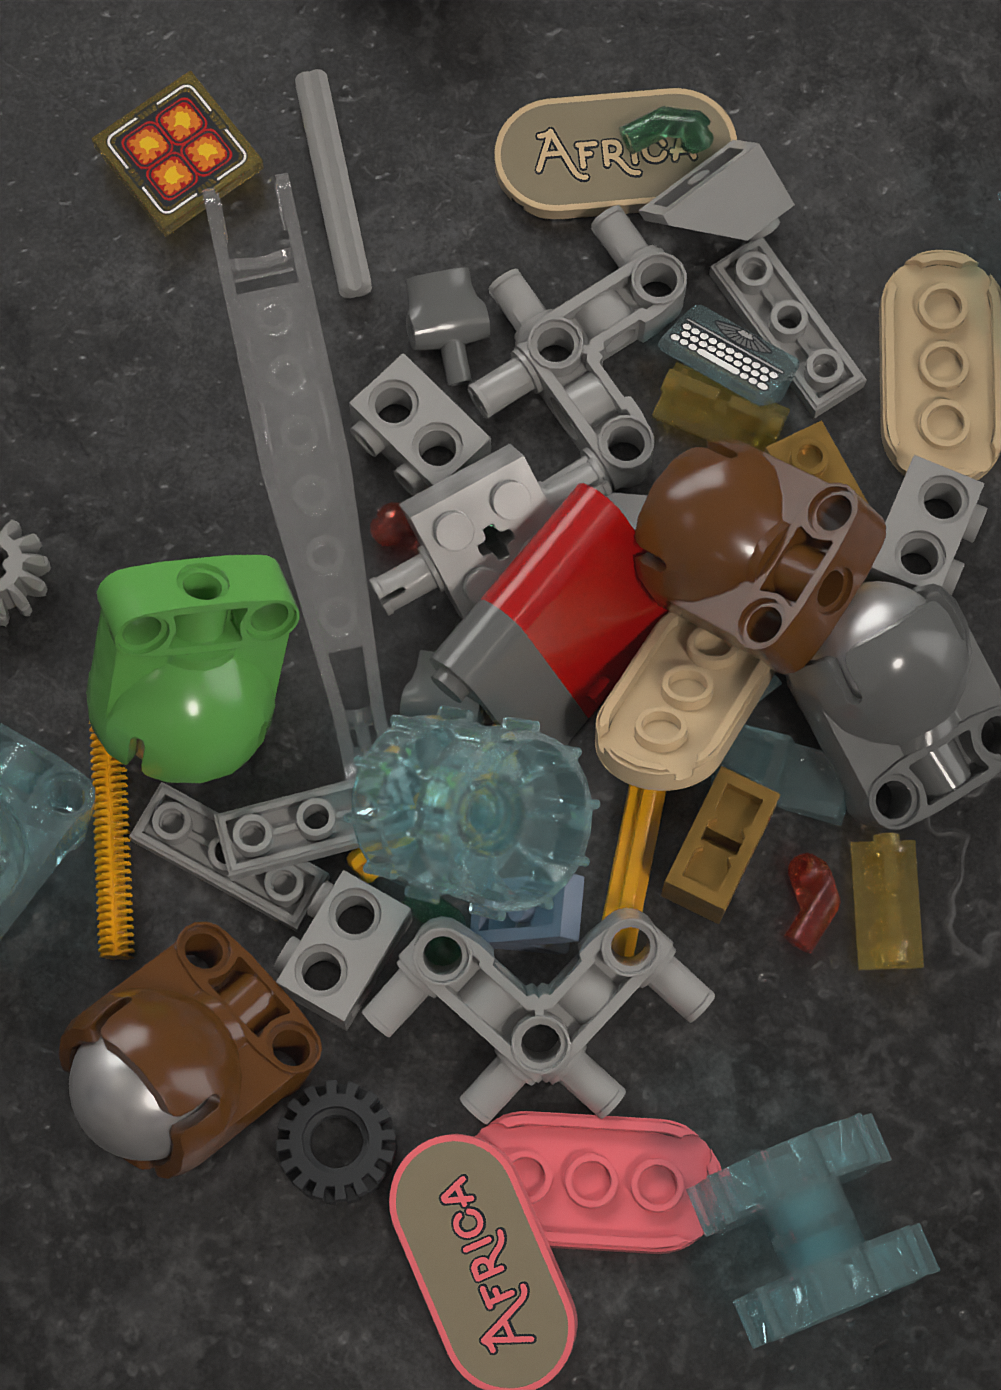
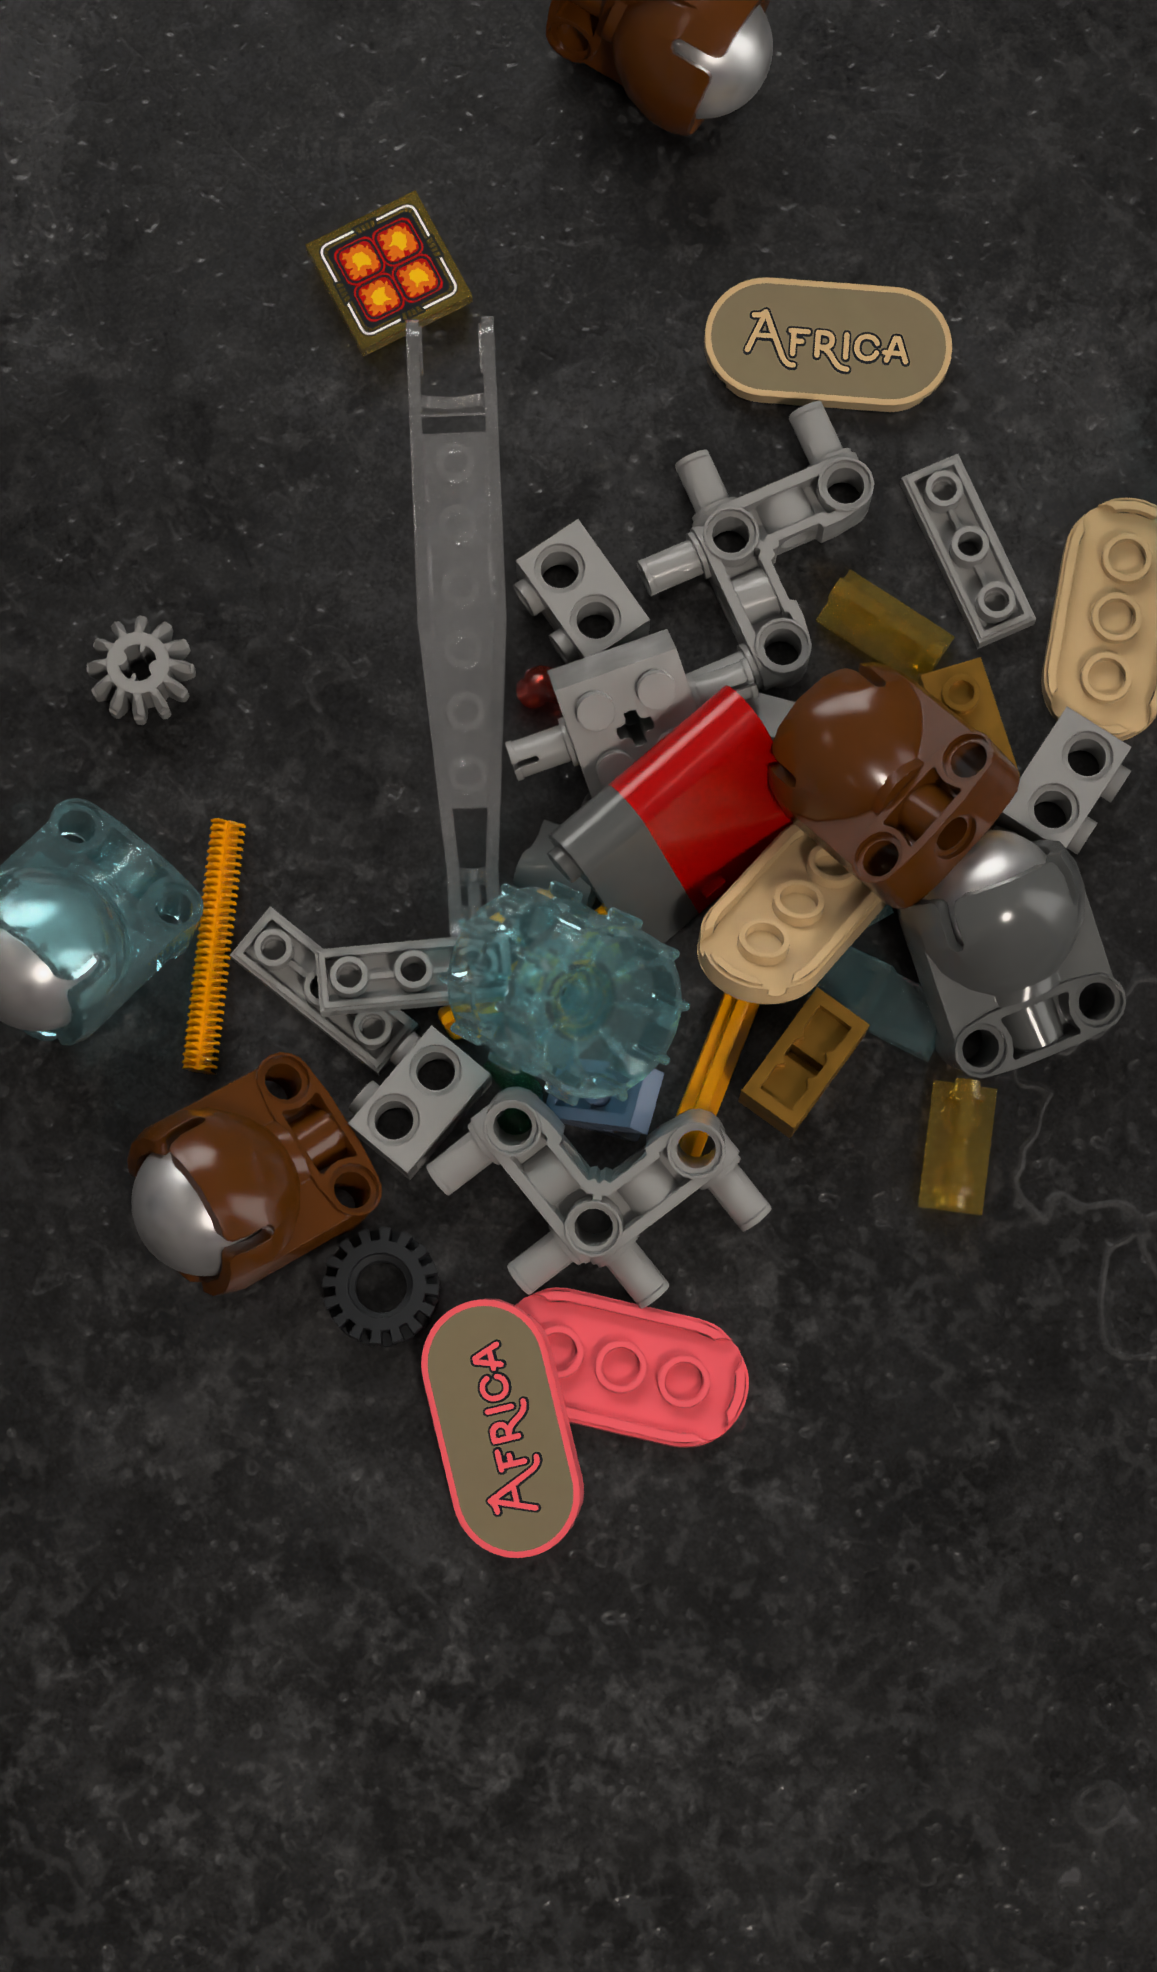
camera: 10 degrees right, 5 degrees up
(189, 663) = (314, 800): bright green piece -> none
(333, 184) = (539, 329): light grey axle -> none
(446, 316) = (628, 485): dark grey piece -> none
(668, 122) = (887, 324): clear green arm -> none
(725, 195) = (926, 410): light grey slope -> none
(730, 355) = (903, 574): slope -> none
(811, 1228) = (822, 1450): clear light blue piece -> none
(816, 898) = (890, 1130): clear red arm -> none

